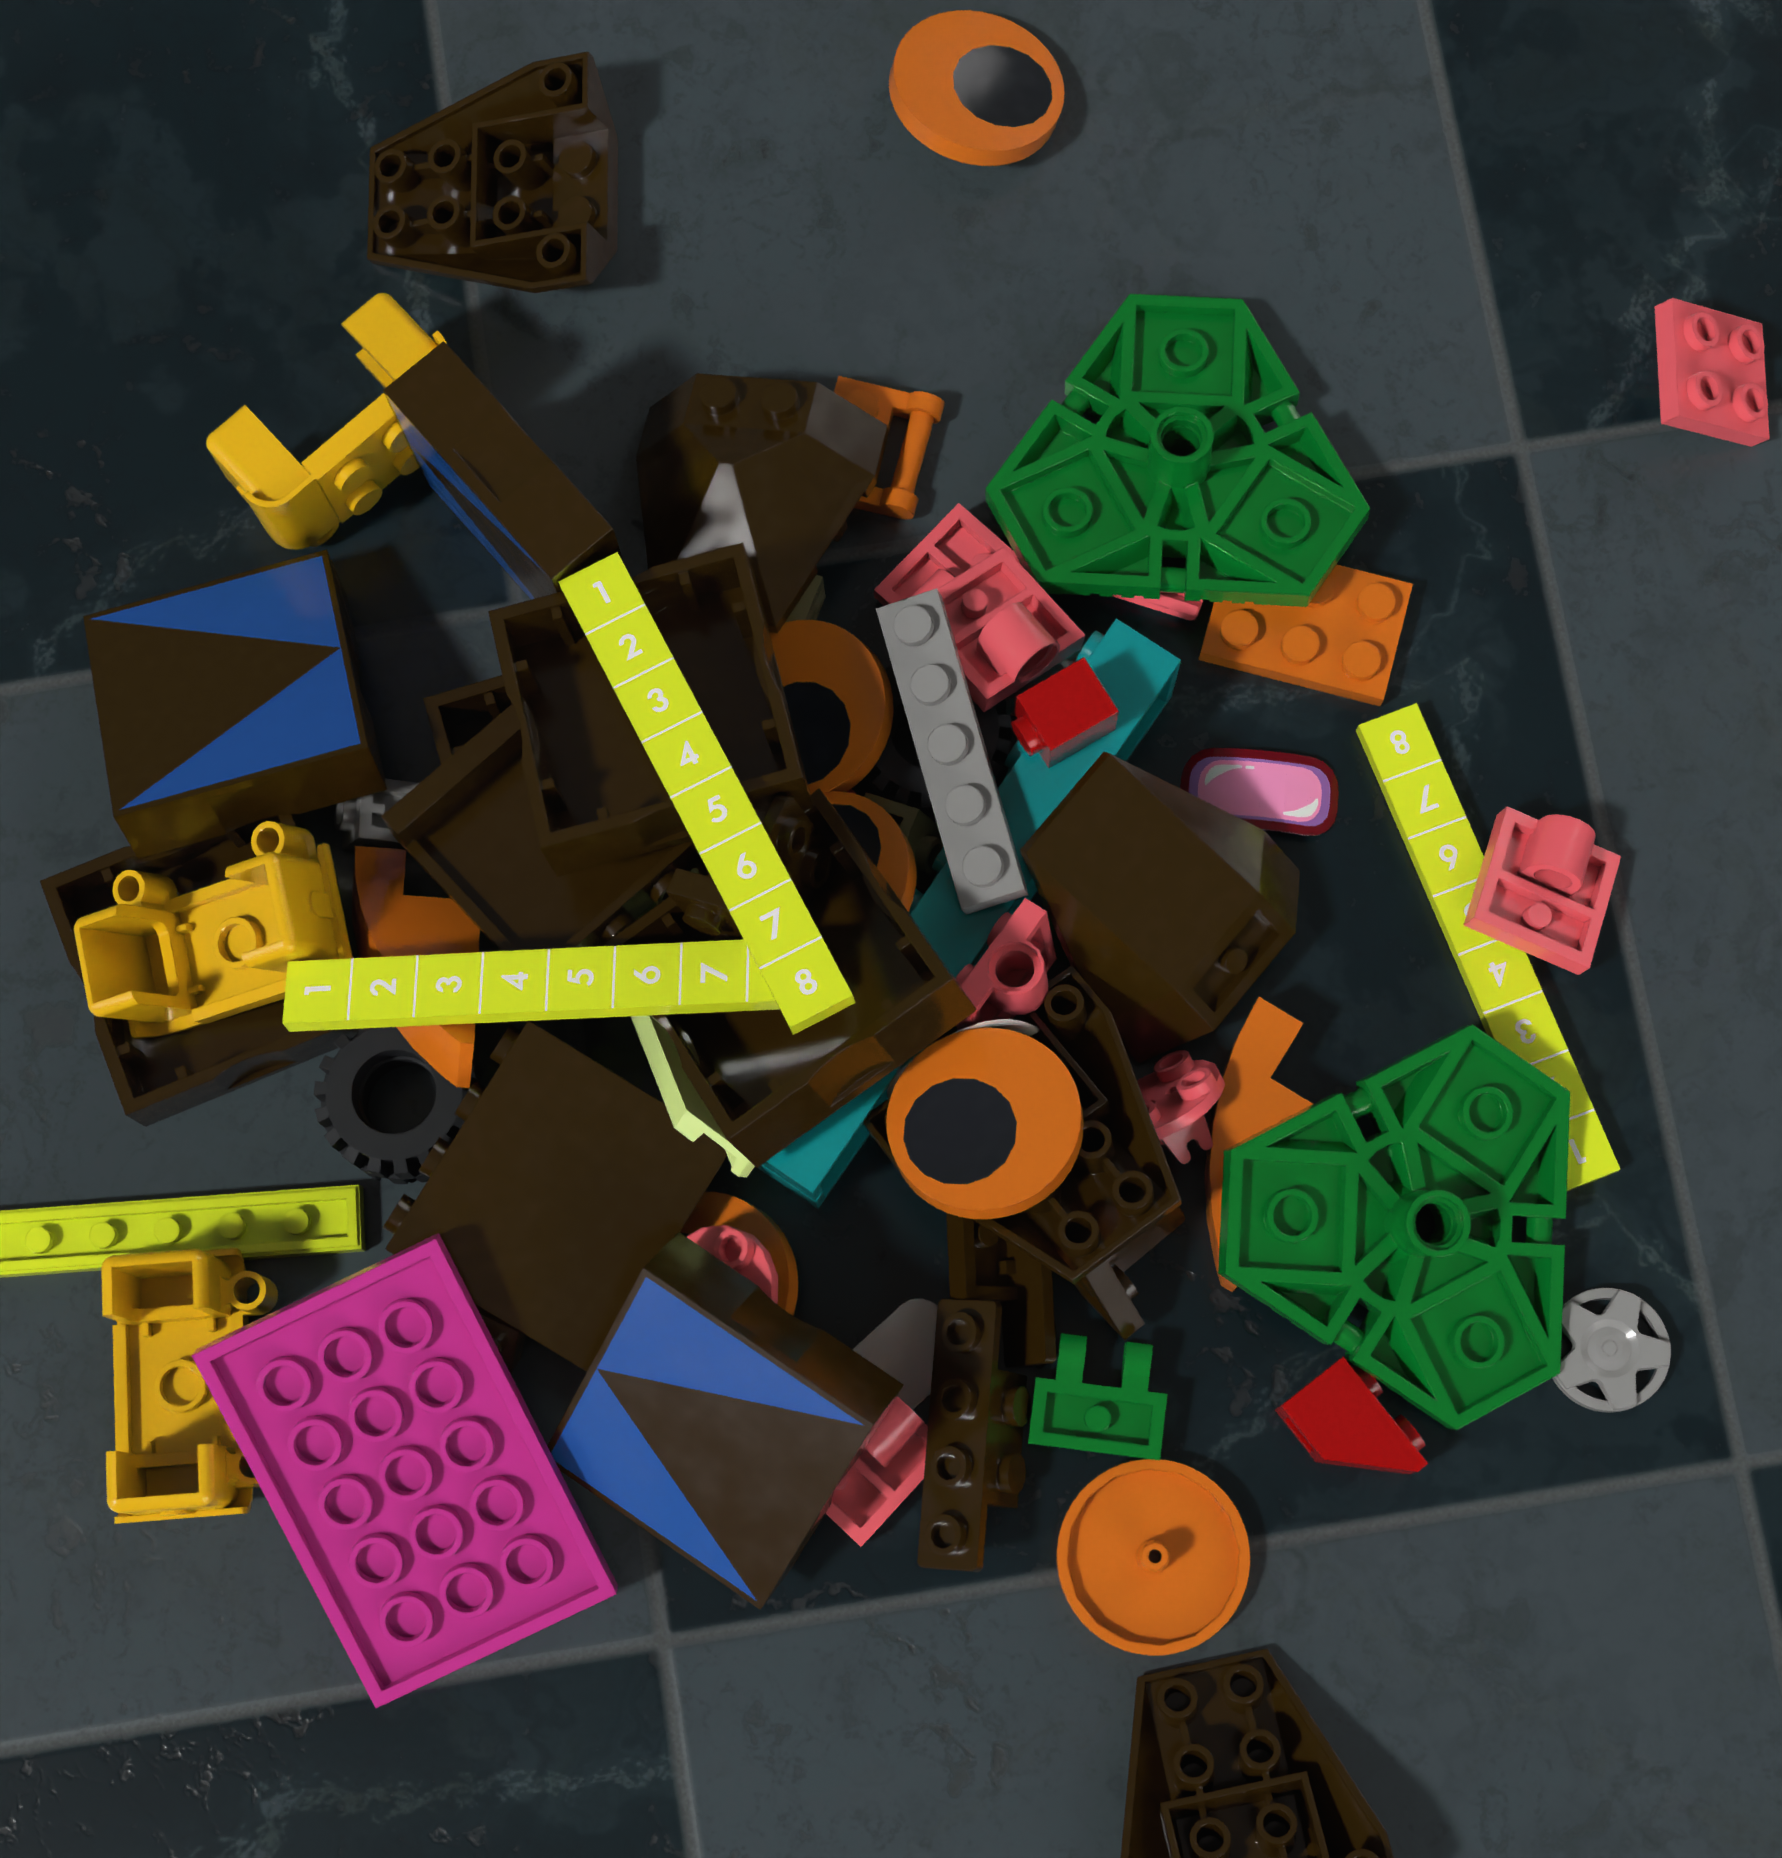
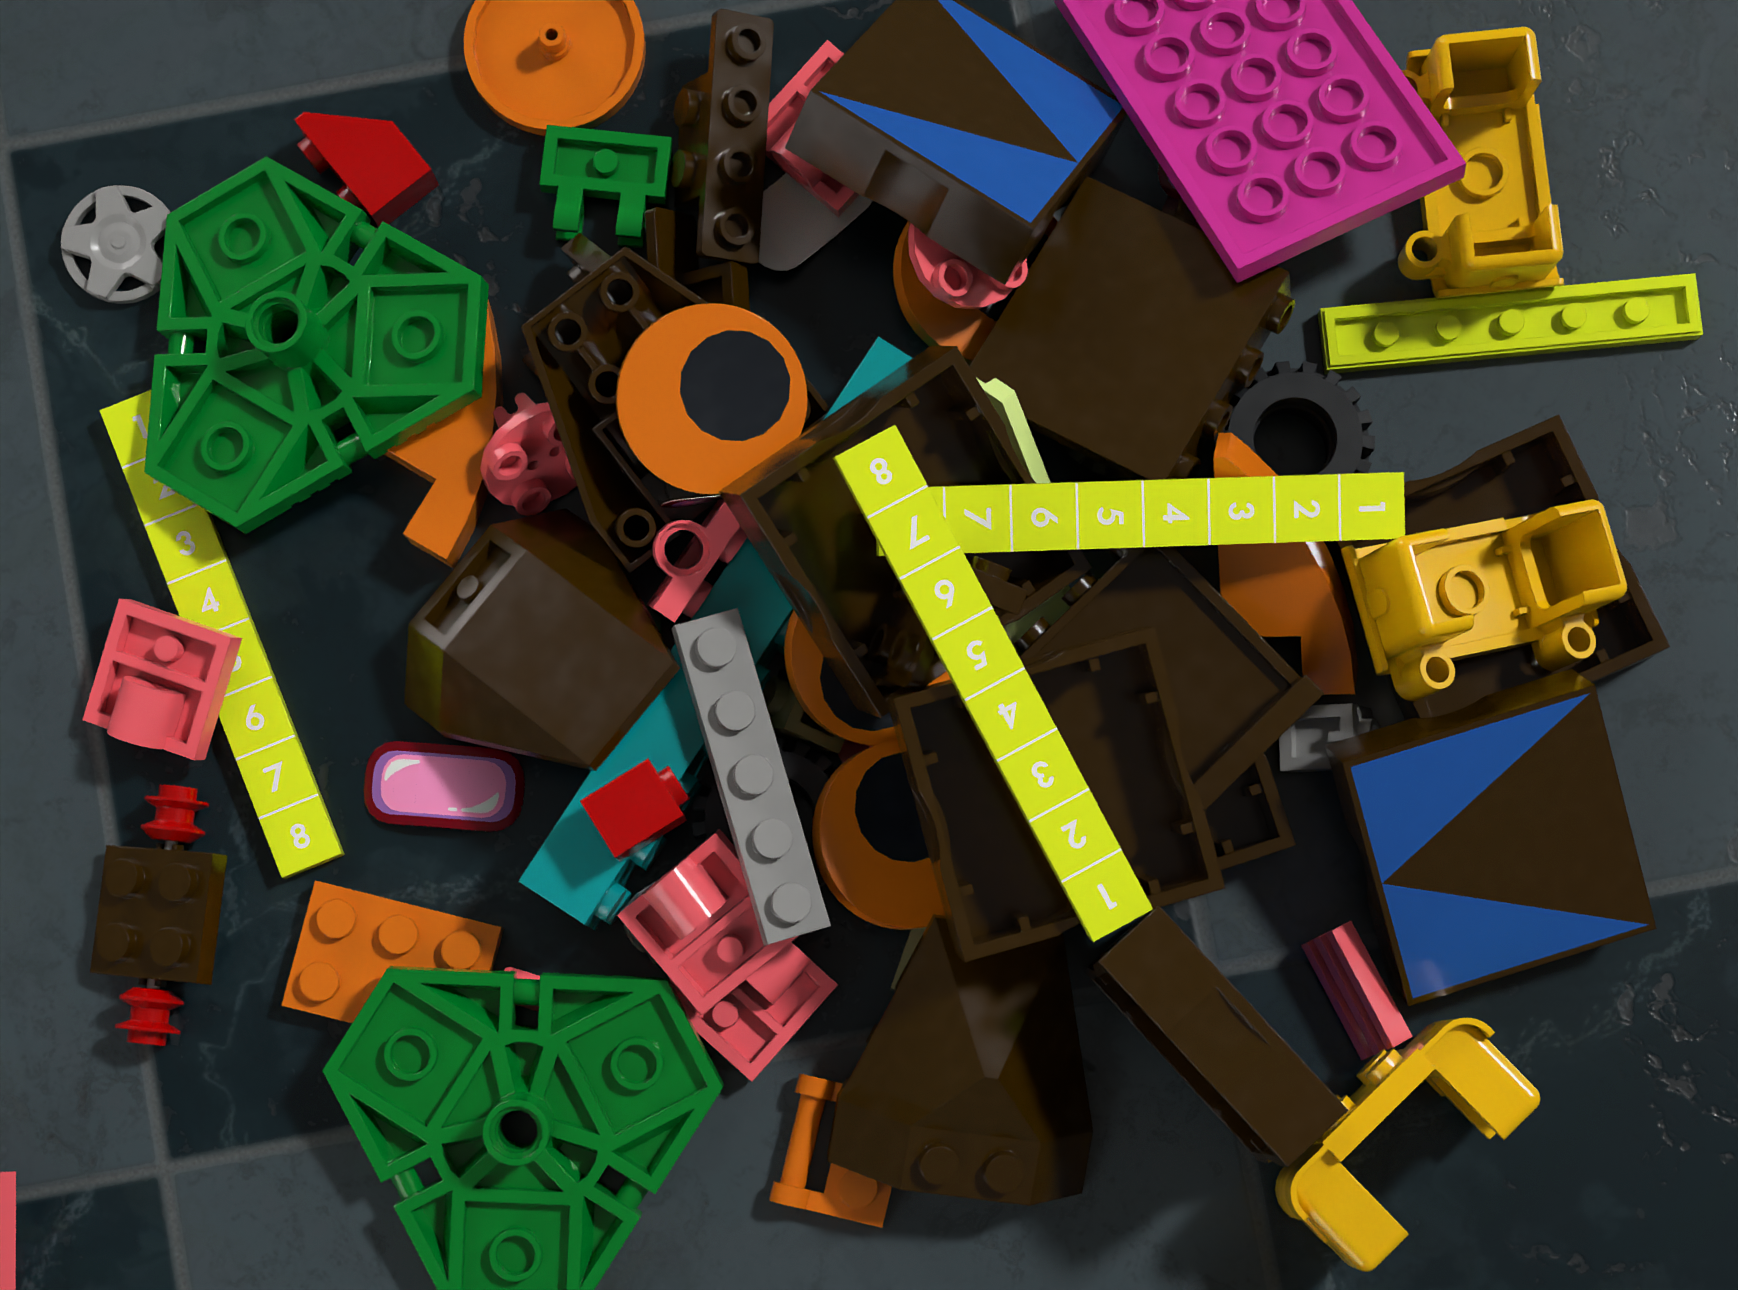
camera: 175 degrees right, 5 degrees up
(376, 577) = (1356, 990): none -> coral tile
(1534, 667) = (159, 914): none -> dark brown plate

